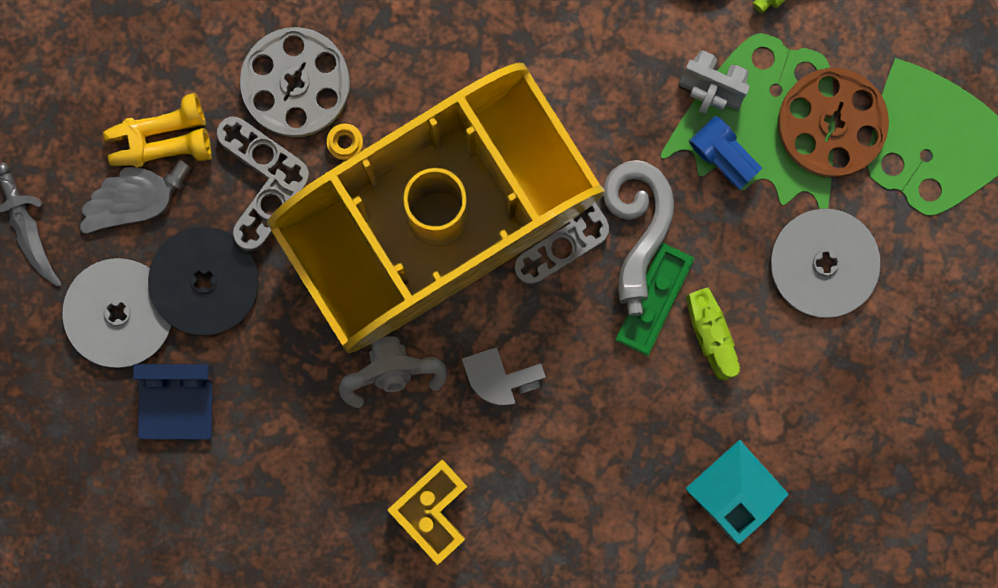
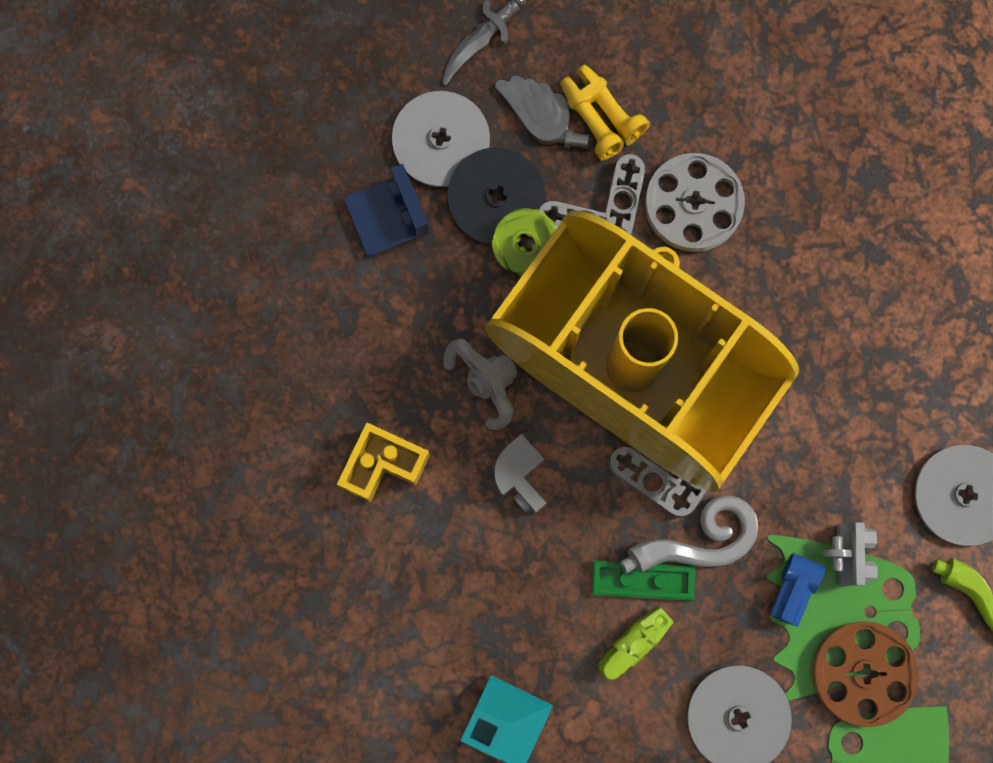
camera: 70 degrees right, 5 degrees down
(249, 285) = (508, 232): none -> lime plate

